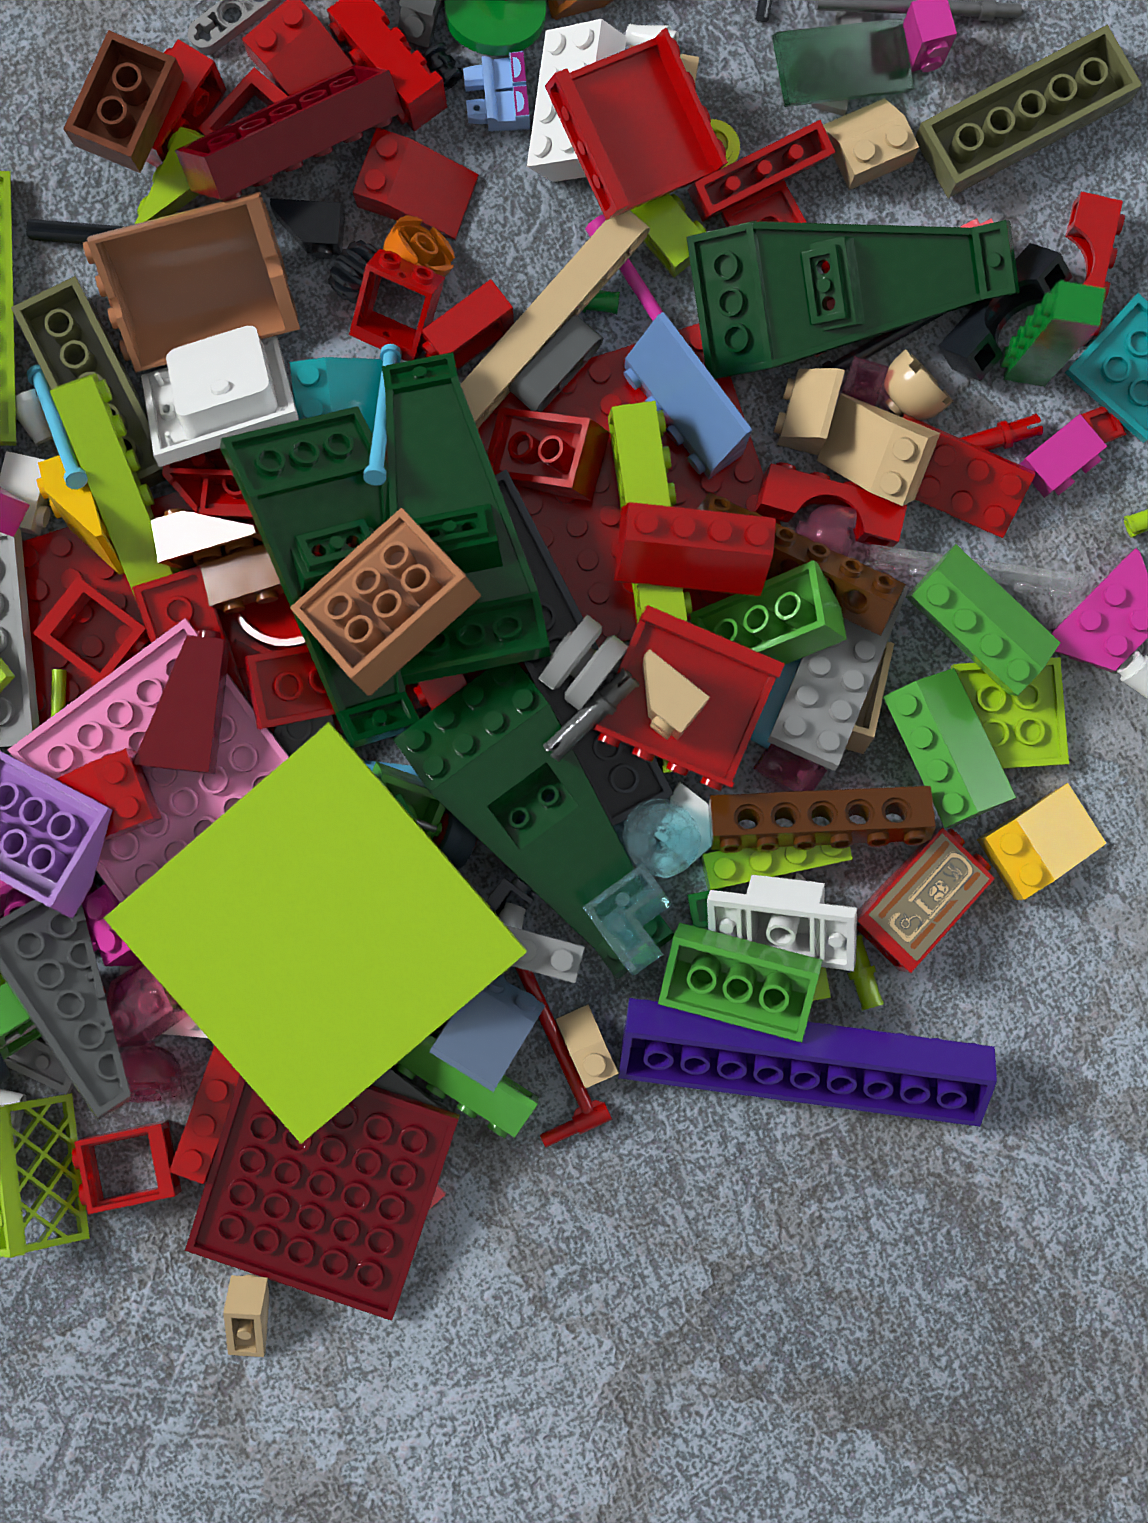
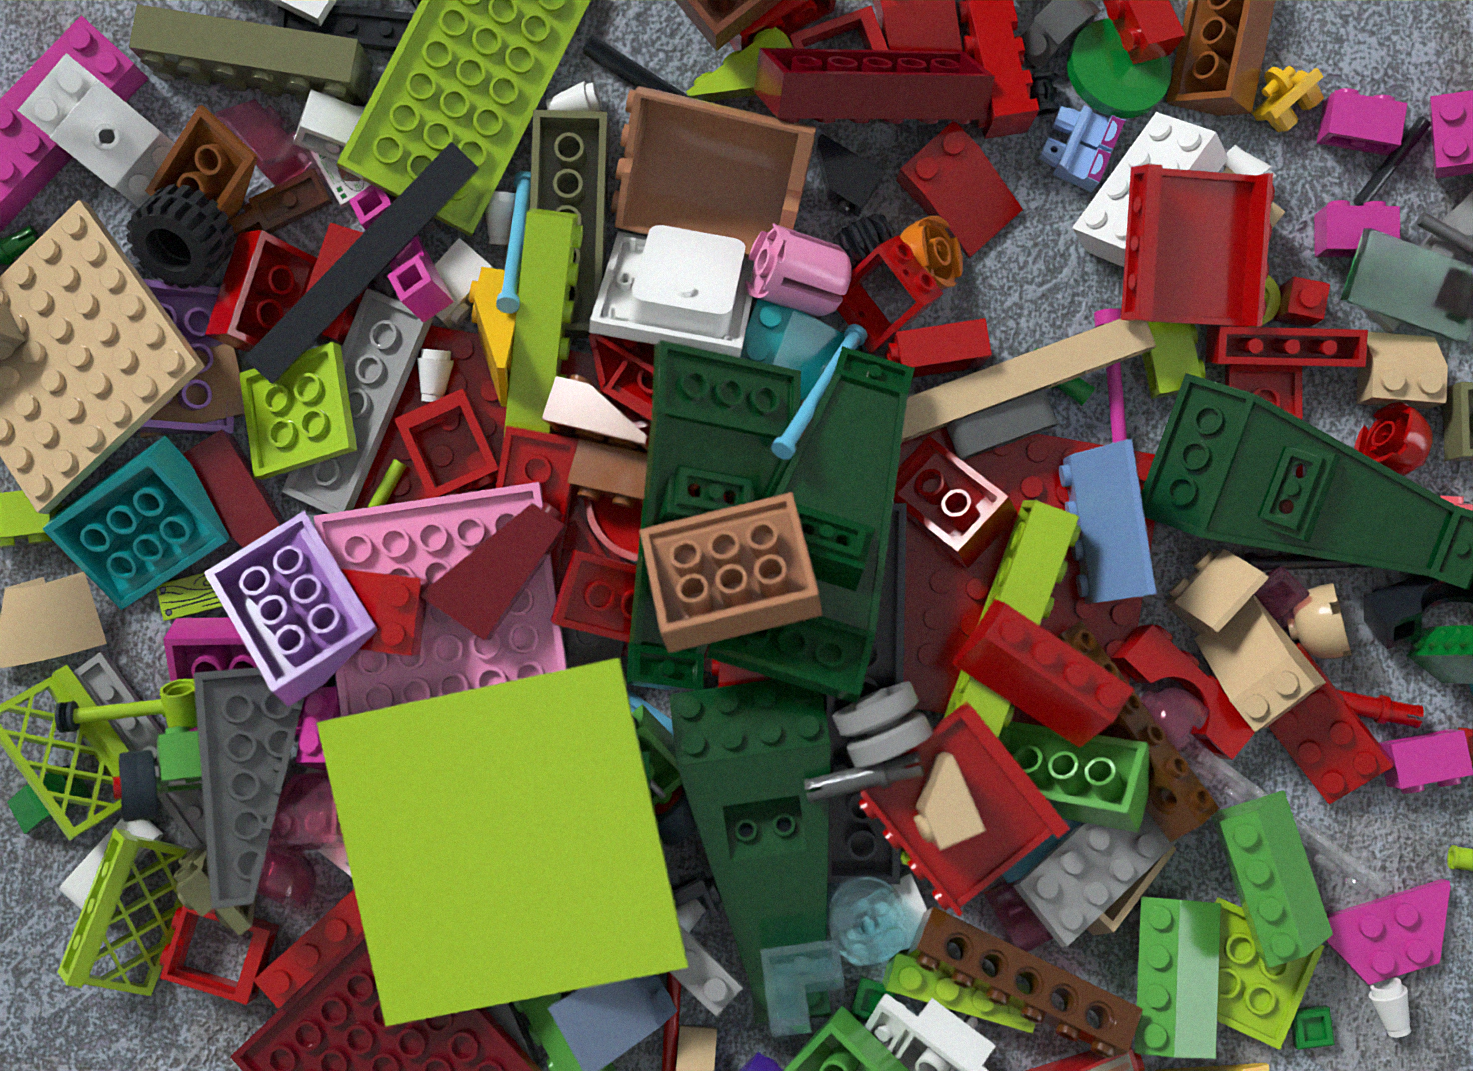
camera: 25 degrees right, 0 degrees up
(45, 277) = (577, 98): none -> white cone
(46, 577) = (434, 373): none -> white cone
(79, 1119) = (195, 892): none -> olive plate
(312, 324) = (798, 271): none -> bright pink cylinder
(753, 44) = (1341, 226): none -> dark pink brick
(755, 126) = (1302, 302): none -> red brick
(897, 198) = (1397, 438): none -> red cylinder
(1088, 732) = (1312, 1027): none -> green tile

